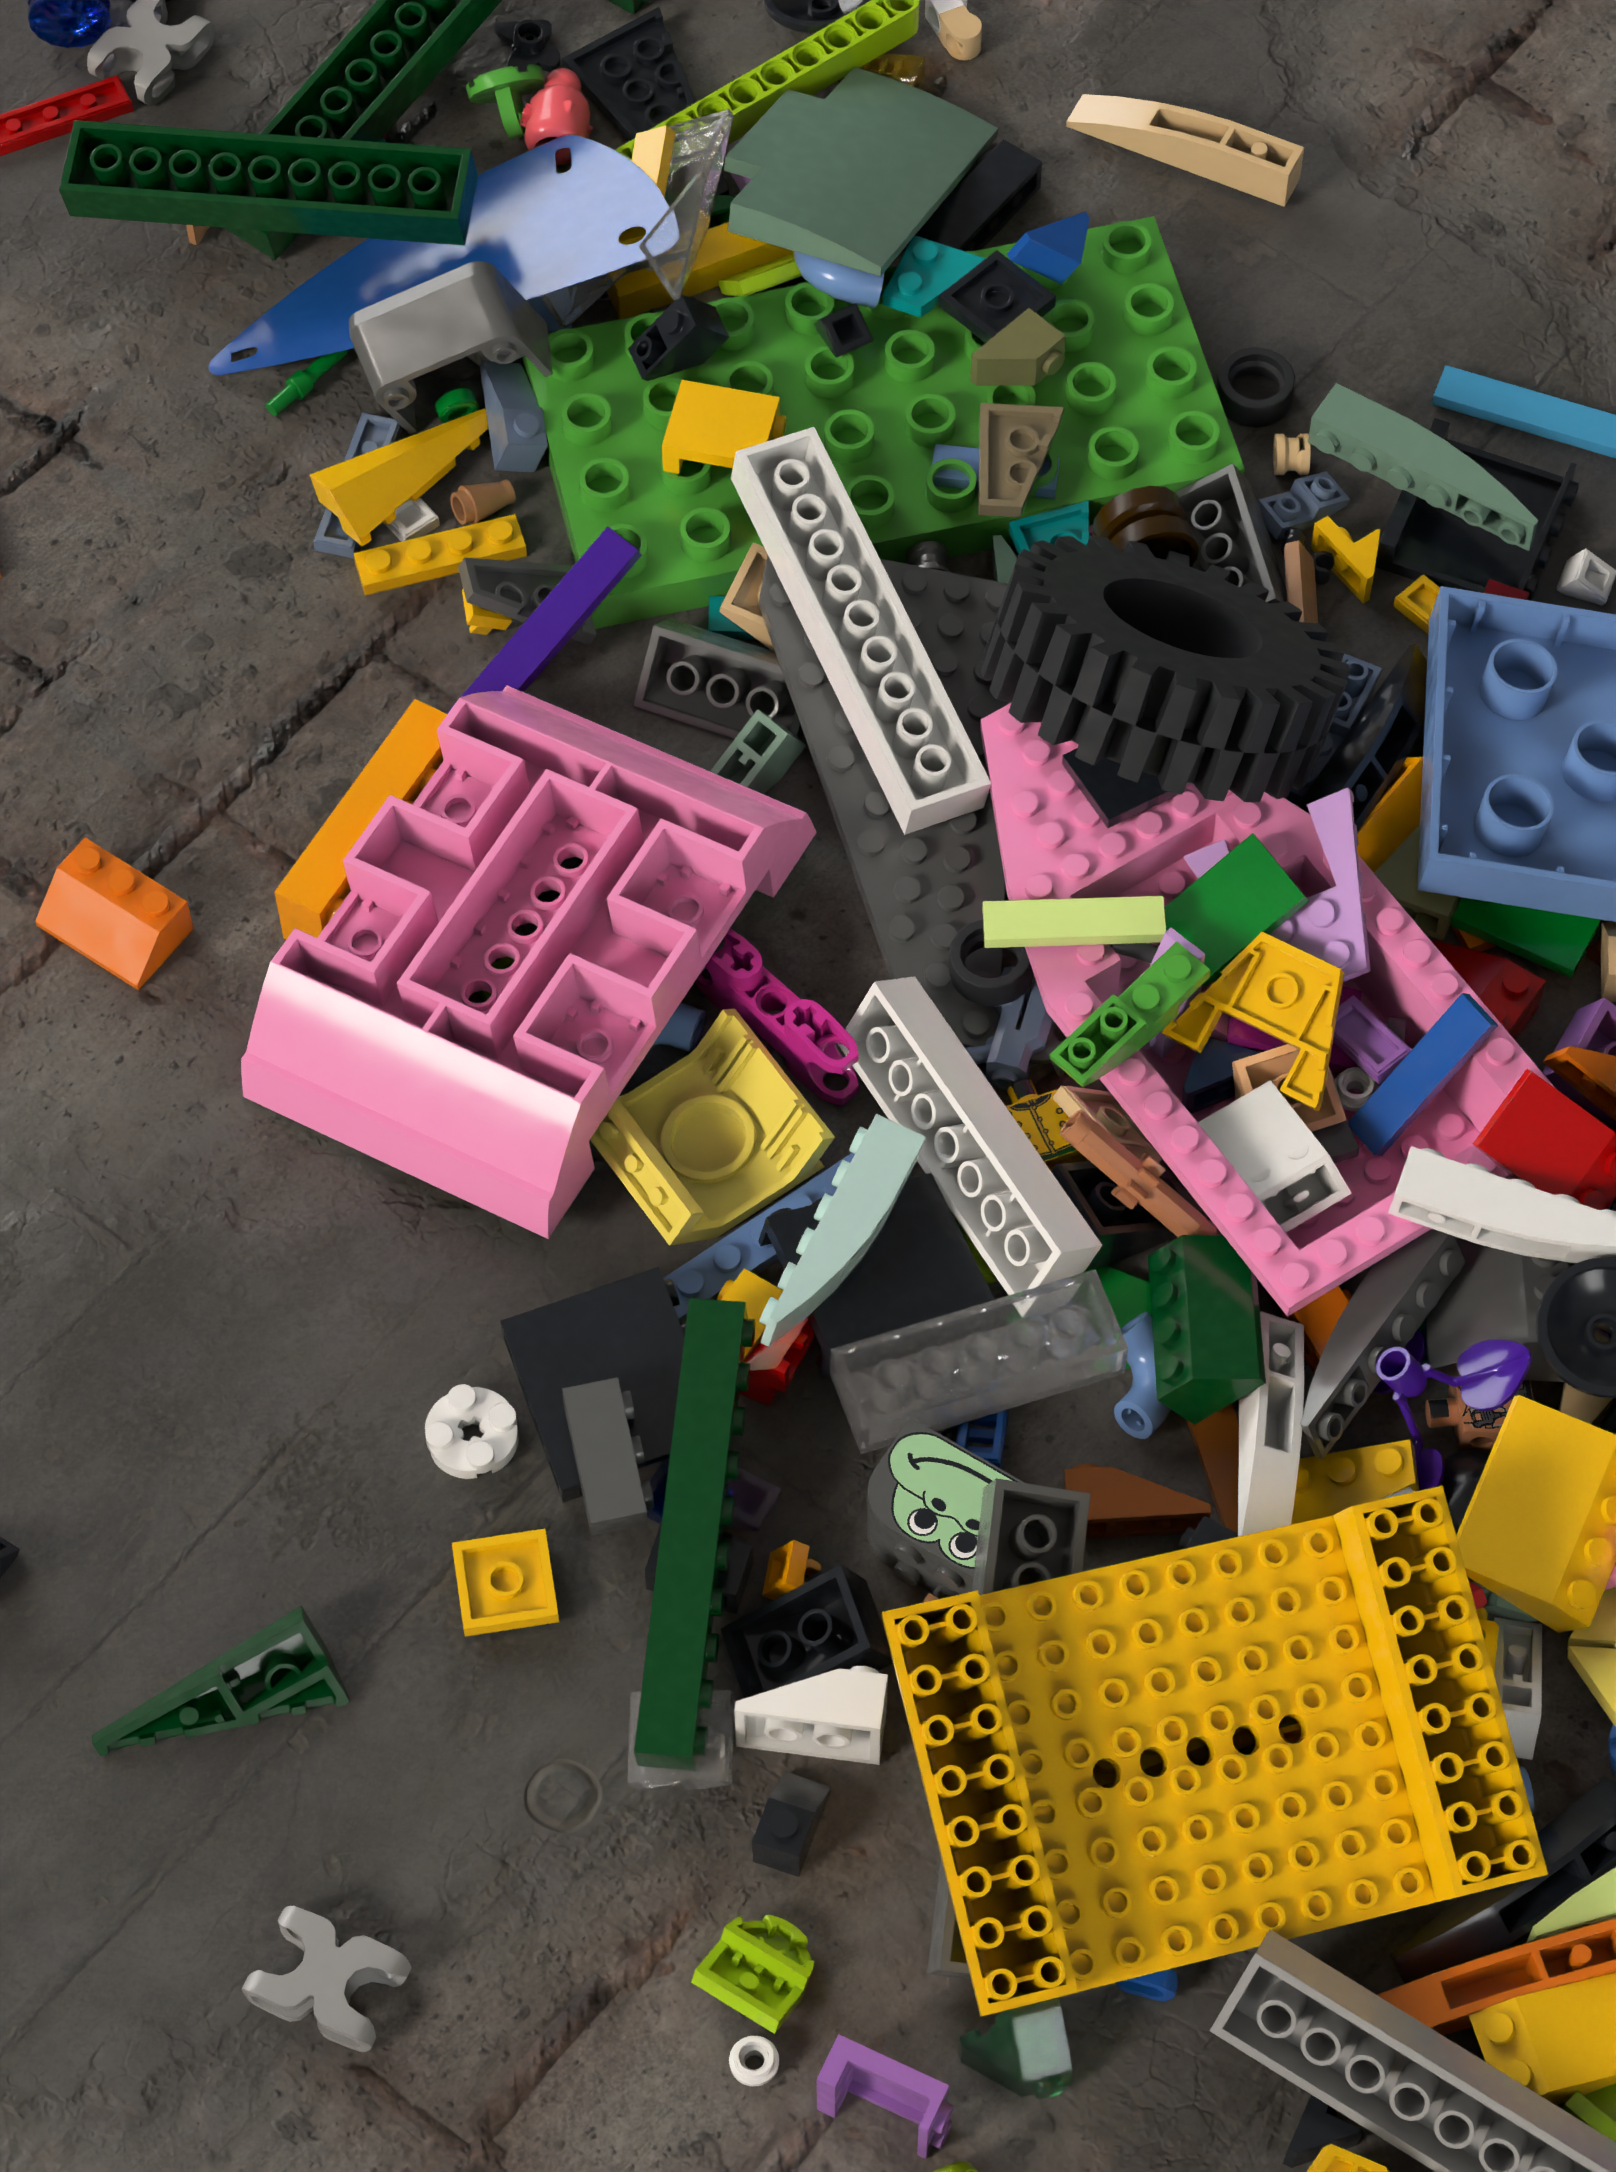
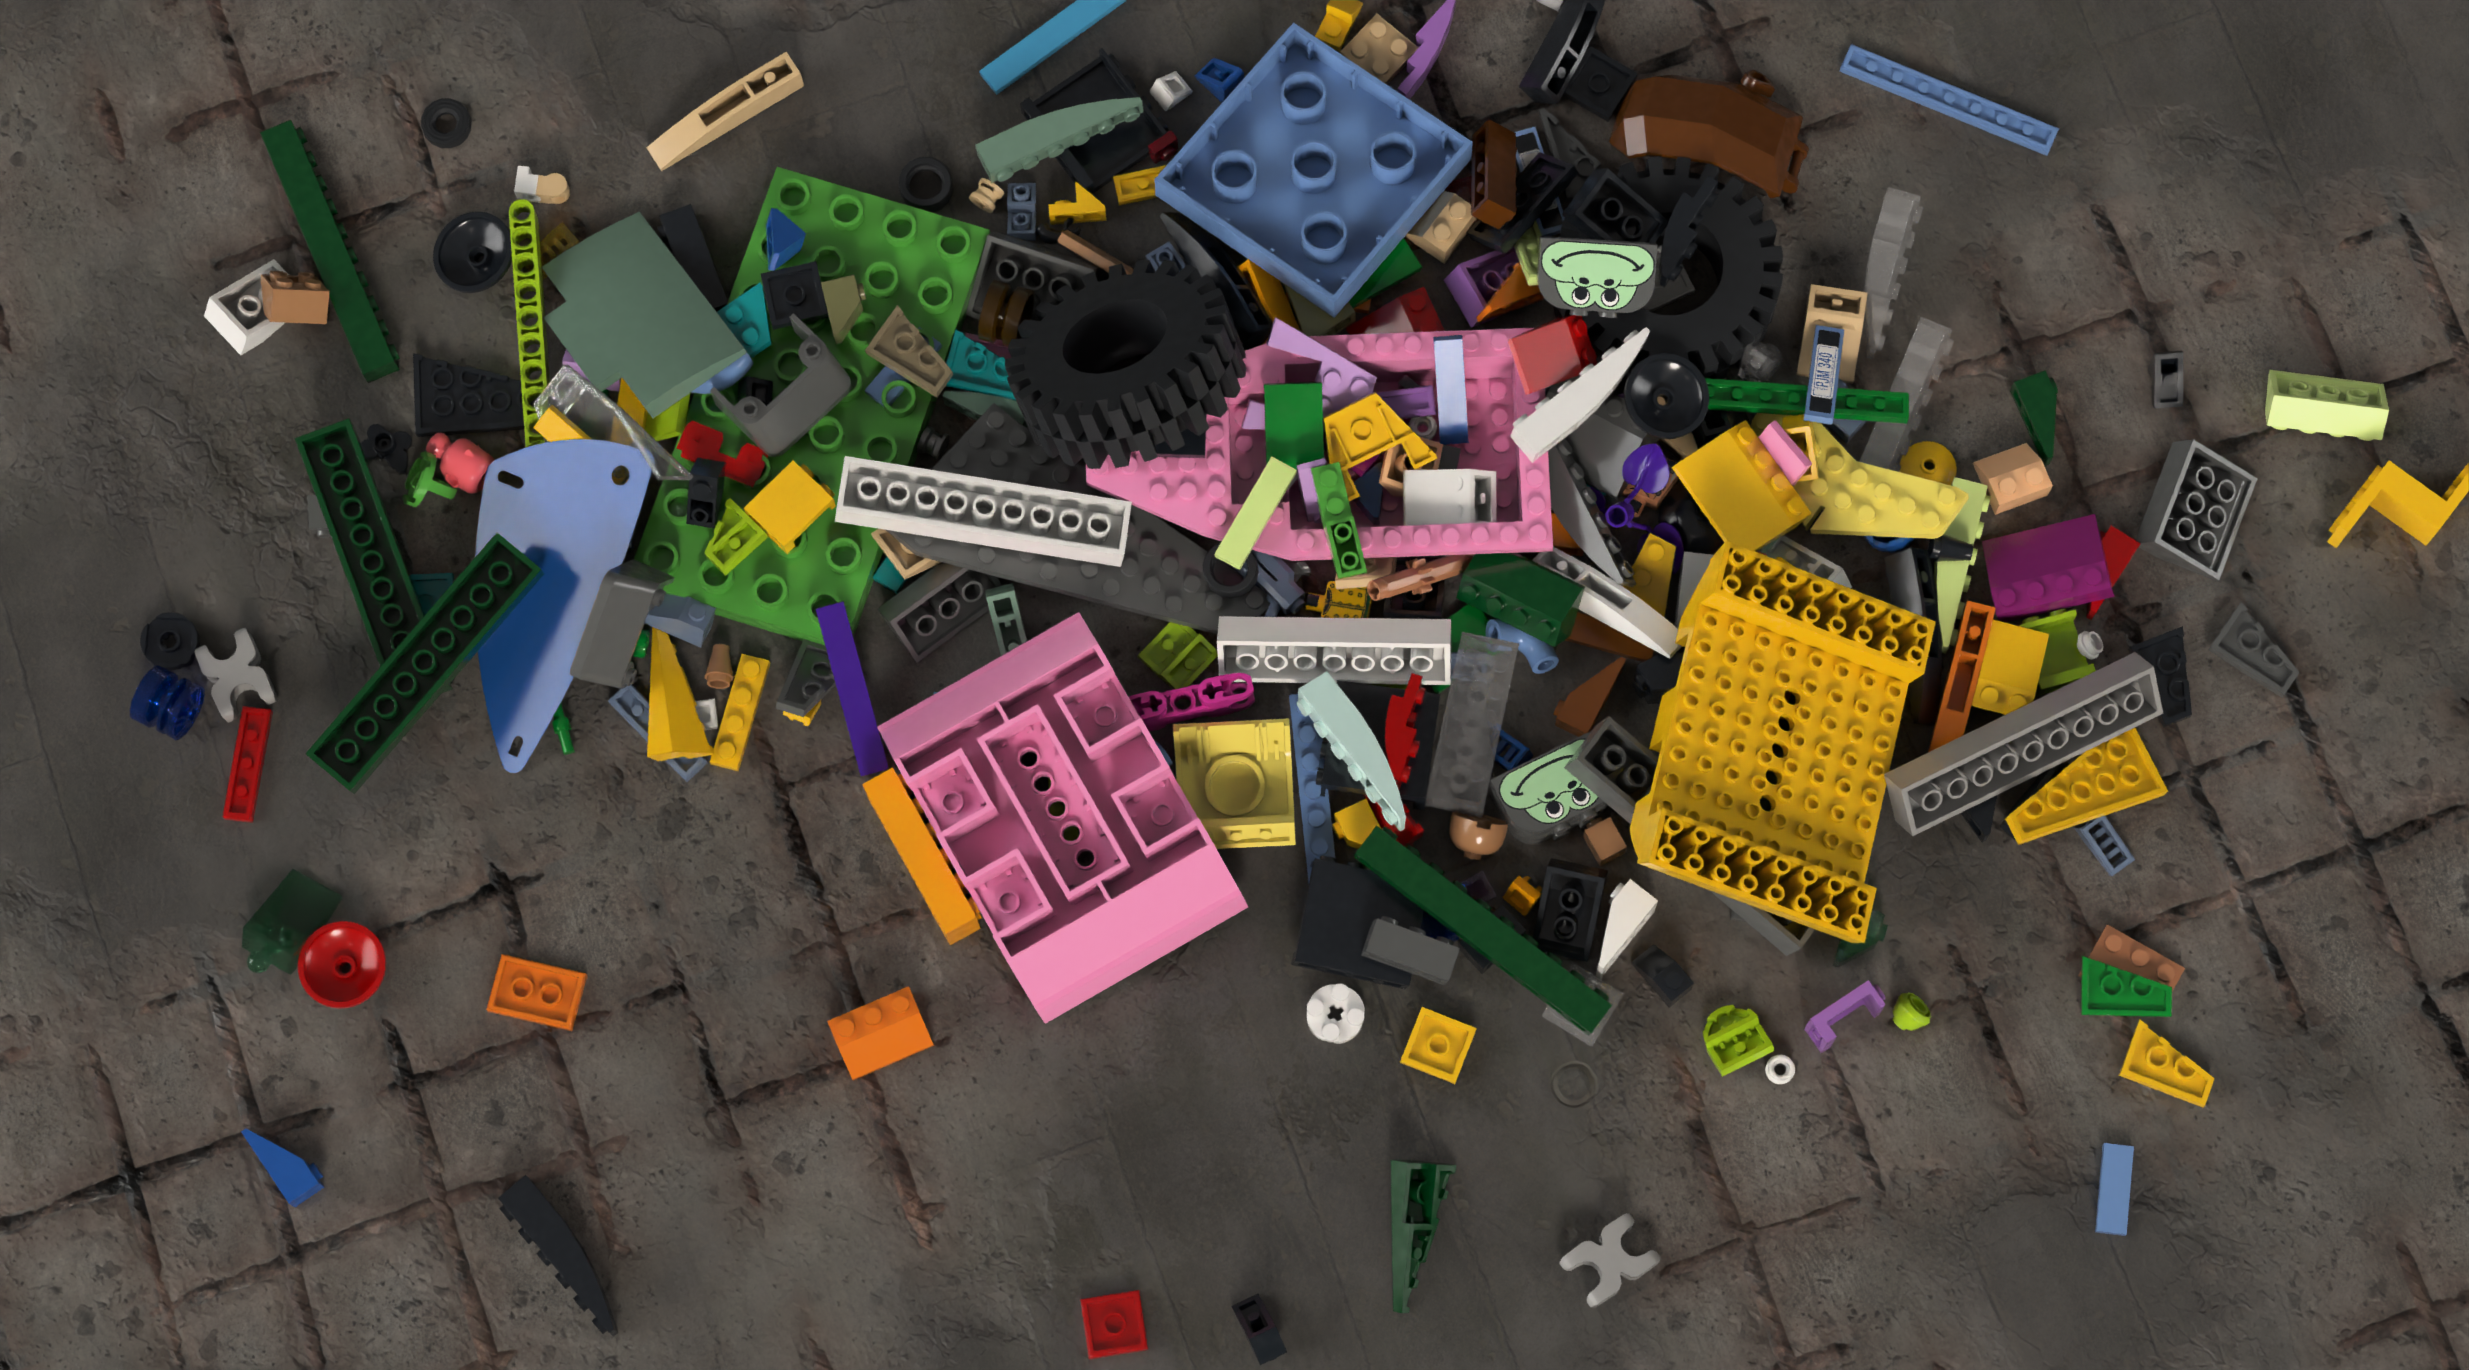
camera: 55 degrees left, 15 degrees up
(636, 400) = (733, 538): none -> lime wing
(752, 315) = (708, 448): none -> red piece
(832, 1461) = (1476, 834): none -> medium nougat cylinder
(839, 974) = (1178, 655): none -> lime slope
(864, 370) = (799, 405): none -> dark grey windscreen
(891, 1272) = (1400, 734): none -> red slope

